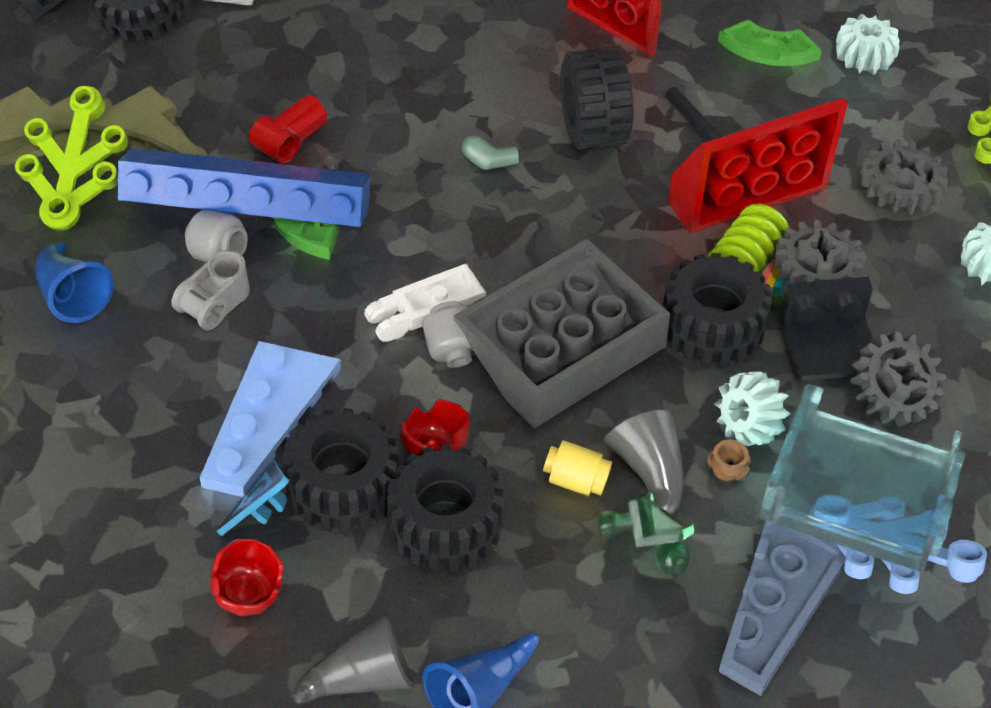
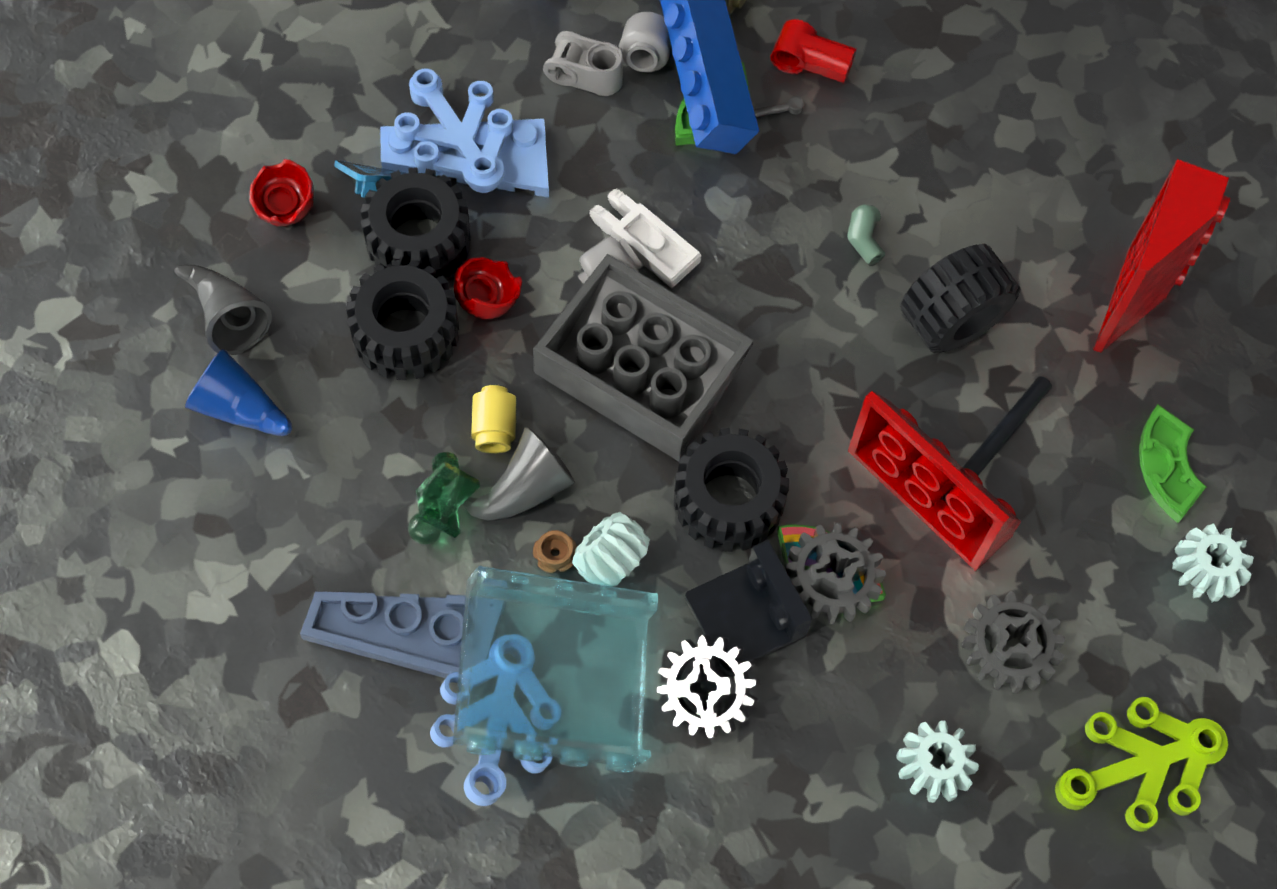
camera: 70 degrees right, 15 degrees up
(294, 398) = (428, 92): none -> light blue plant
(753, 236) = (835, 501): lime piece -> none

